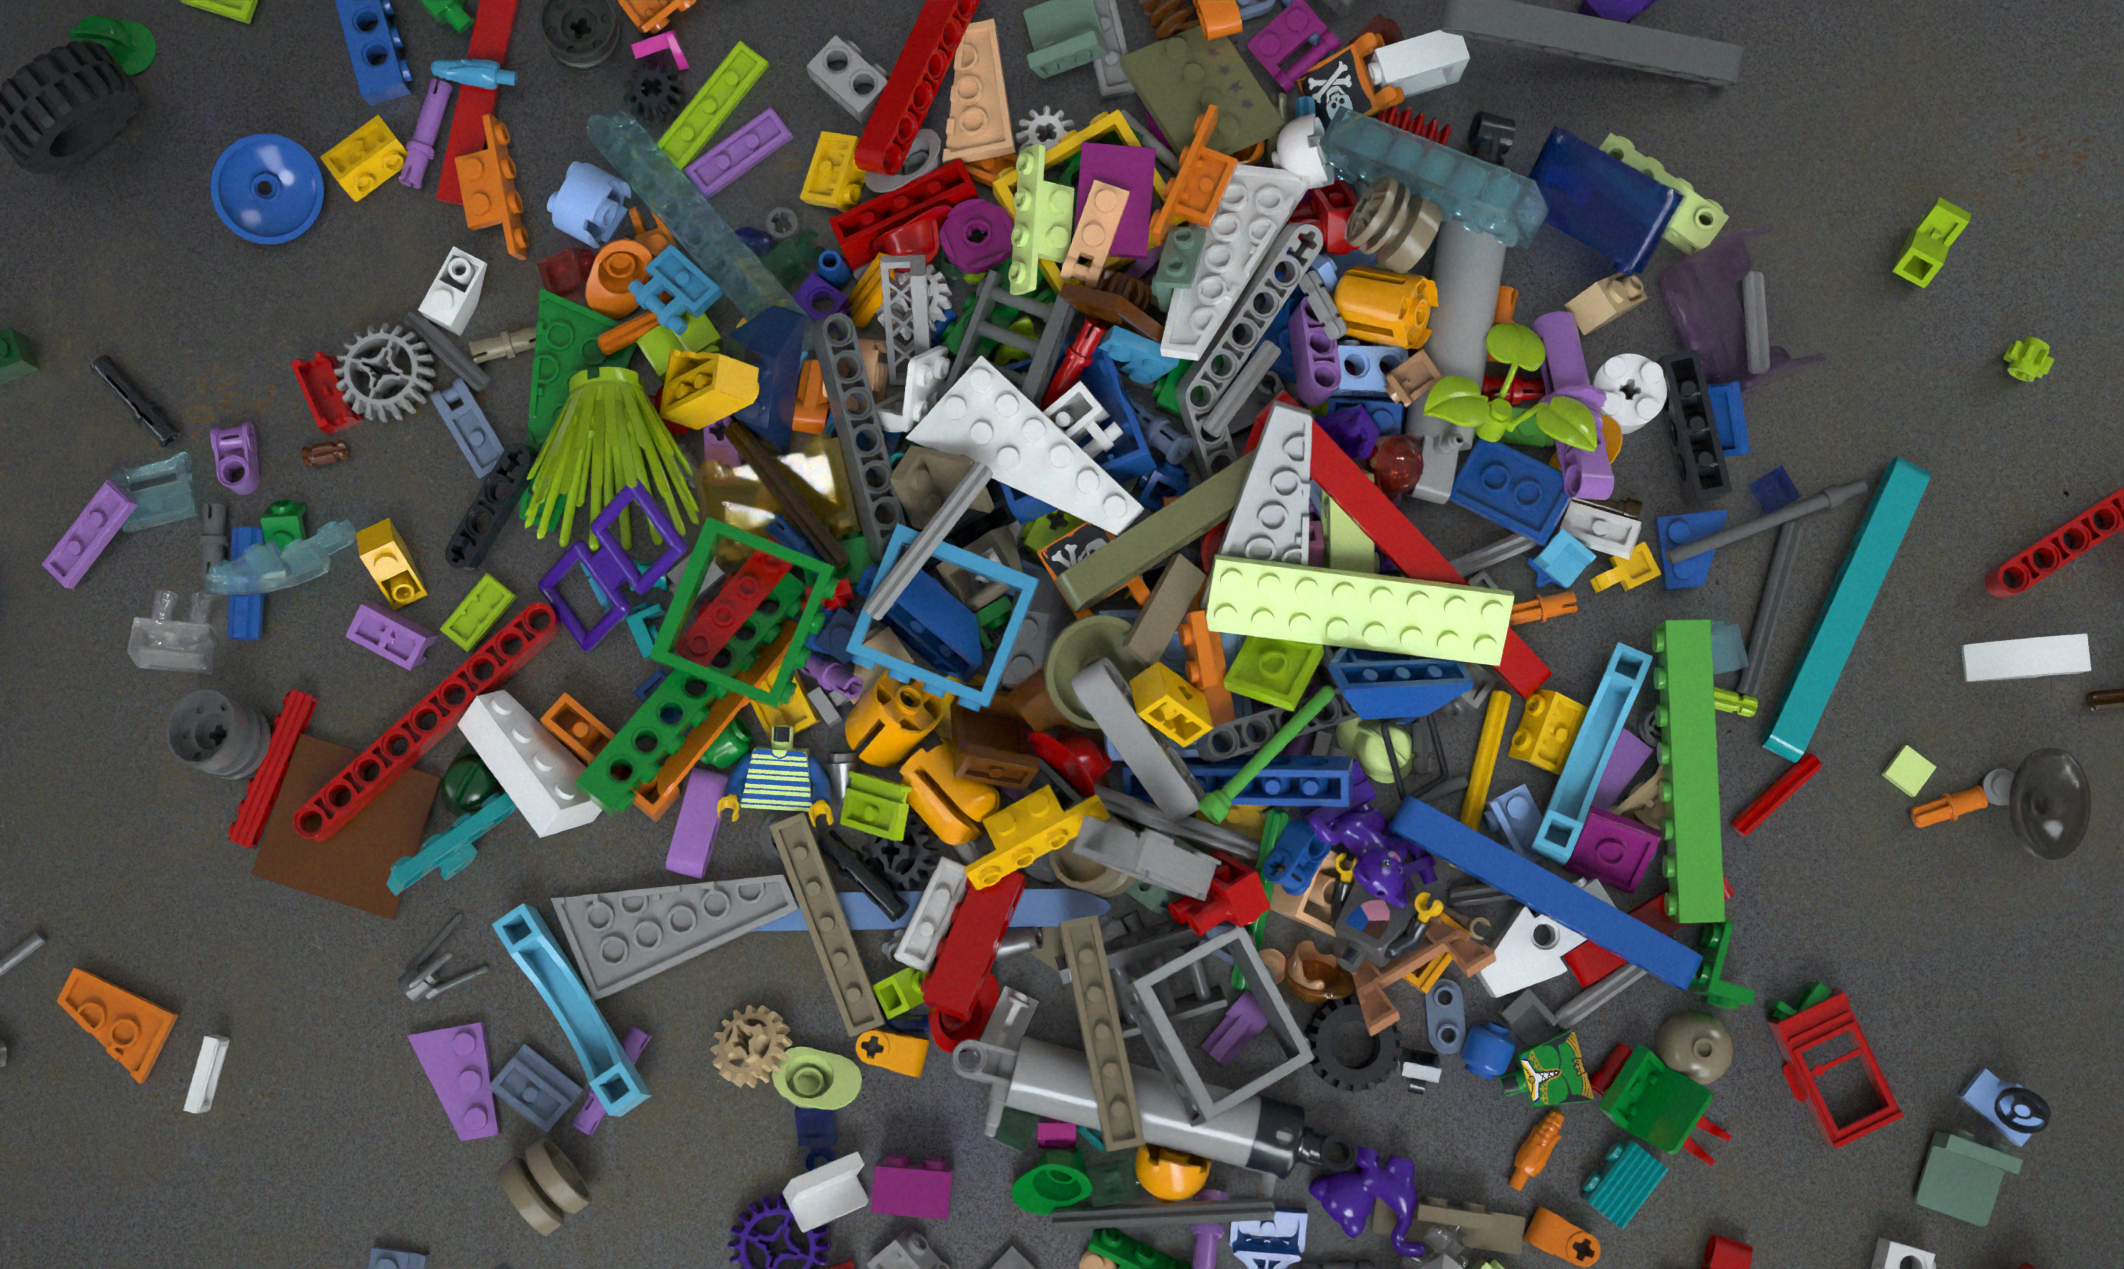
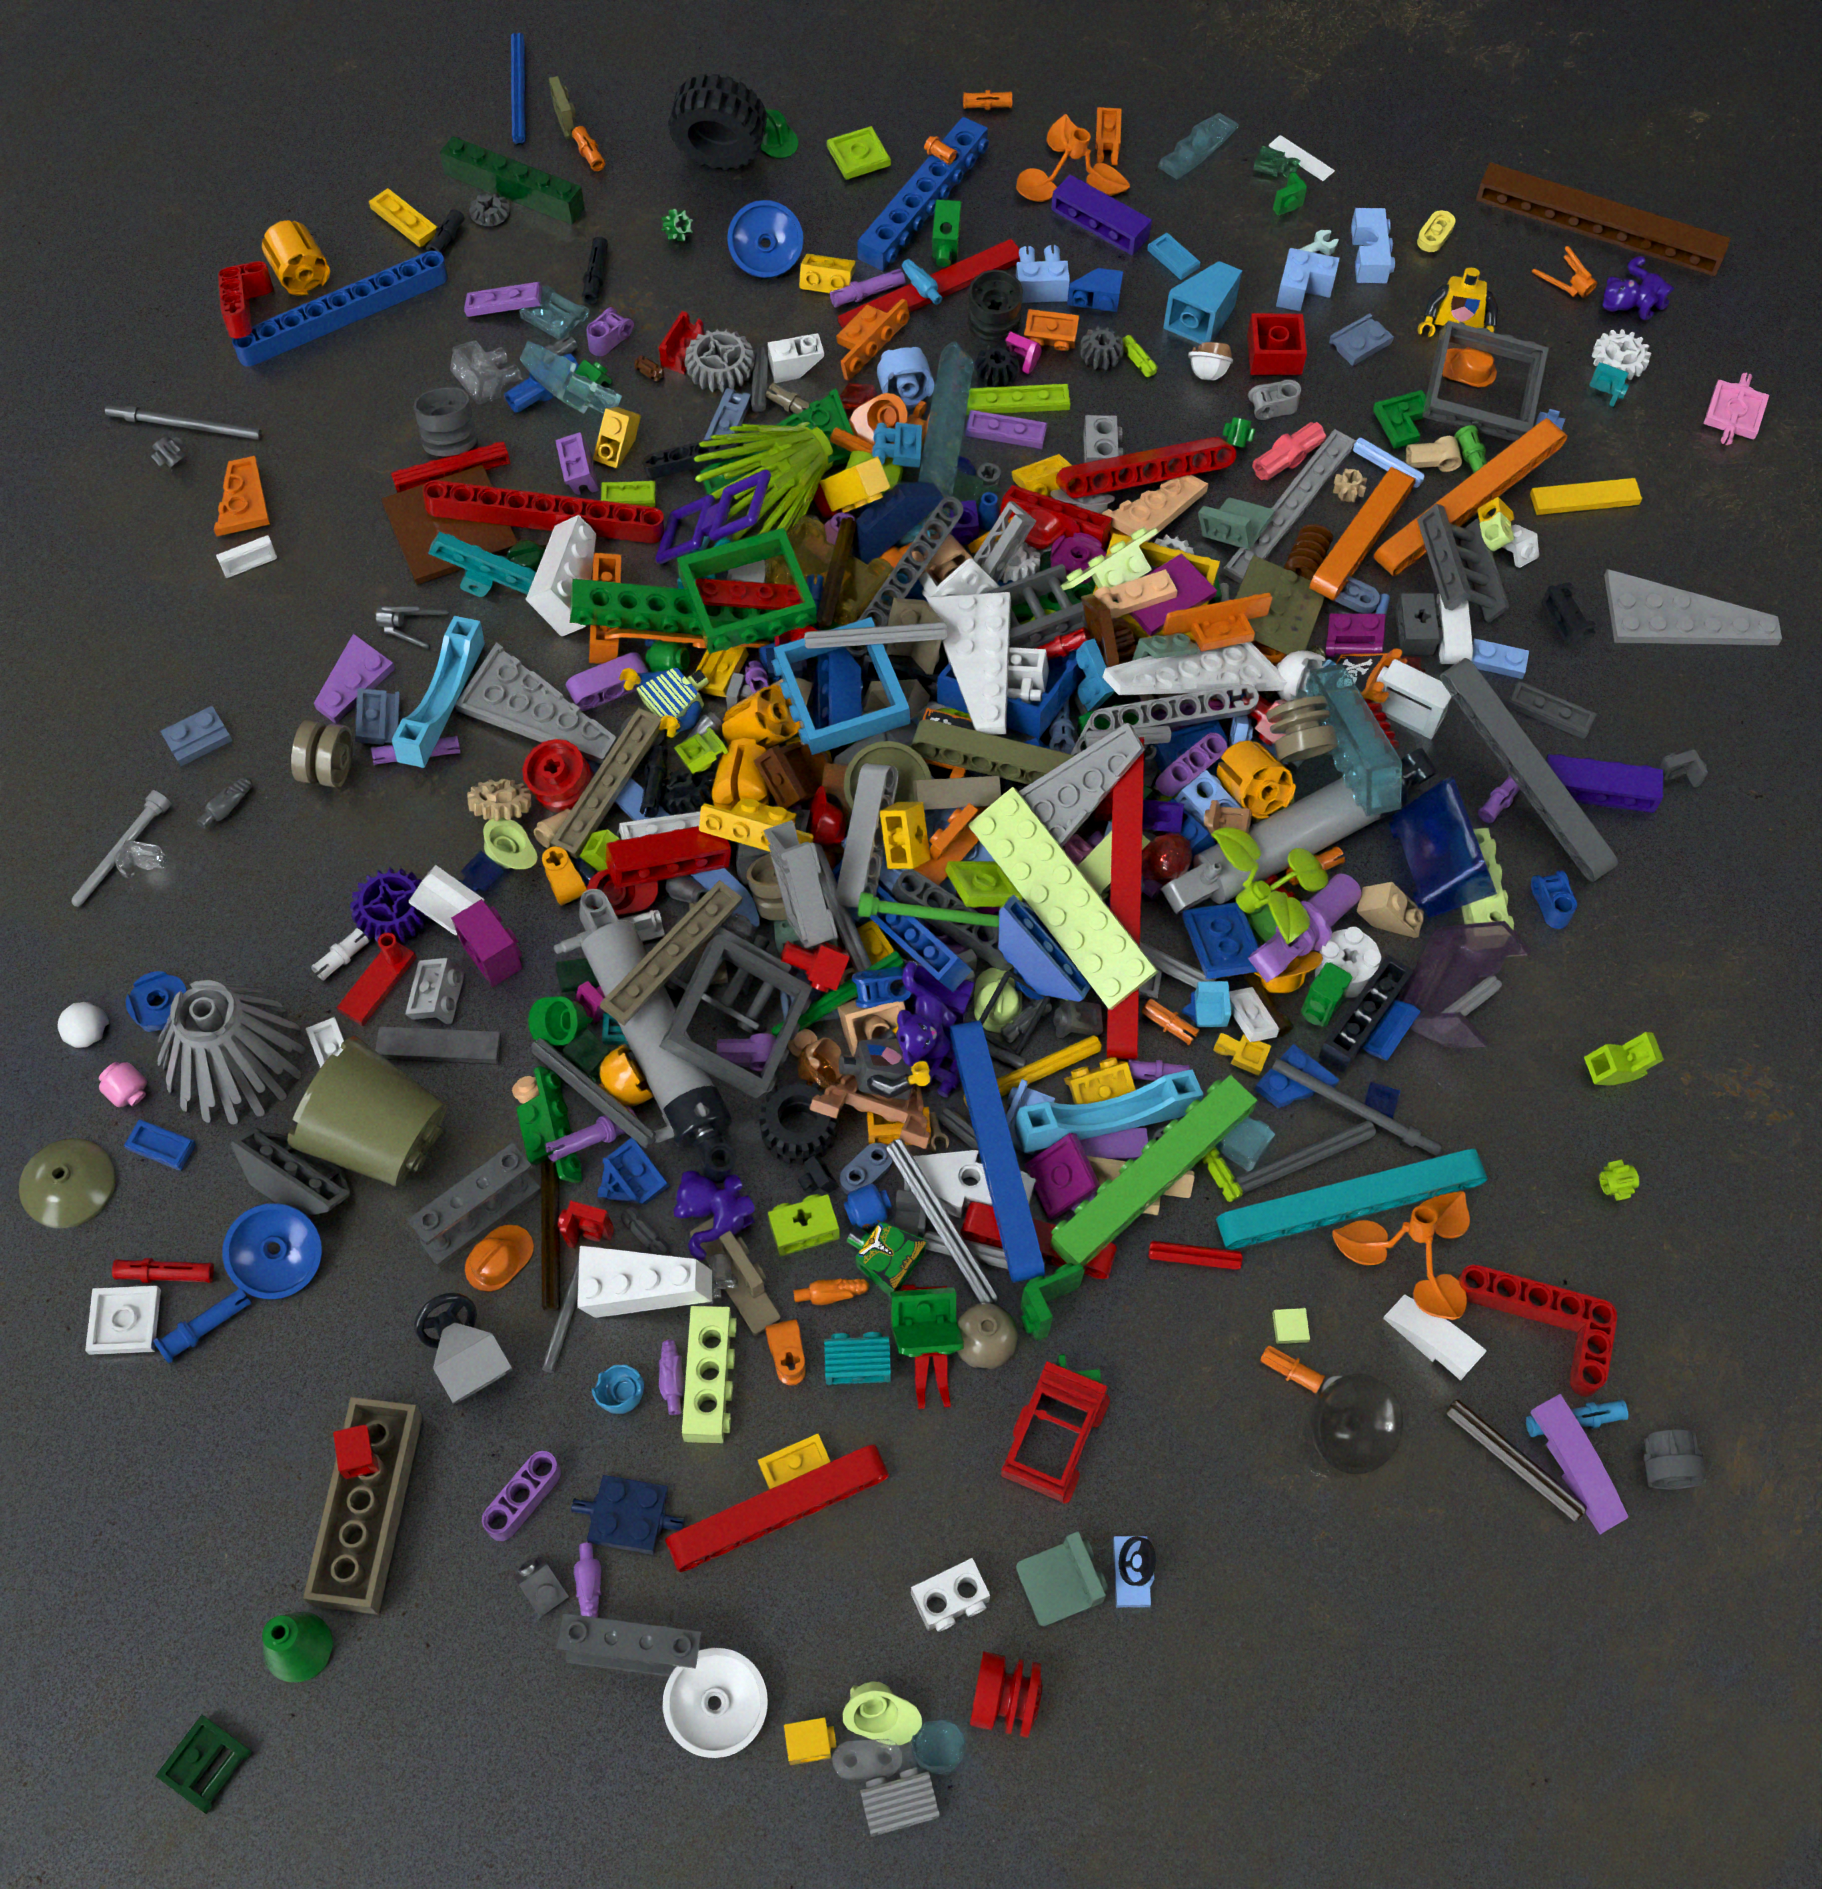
camera: 50 degrees right, 20 degrees down
(153, 263) = (683, 222): none -> green gear
(761, 982) = (557, 774): none -> red wheel
(825, 1016) = (548, 828): none -> tan cone
(1323, 305) = (1220, 742): light grey axle -> none
(1459, 1142) = (792, 1236): none -> lime brick
(1567, 1000) = (942, 1221): none -> axle
(1578, 664) = (1153, 1070): none -> medium lavender pin
(1581, 88) = (1500, 798): none -> medium lavender pin
(1647, 448) = (1326, 994): none -> green brick
(1720, 136) = (1553, 894): none -> blue piece
(1933, 542) = (1447, 1216): none -> orange plant

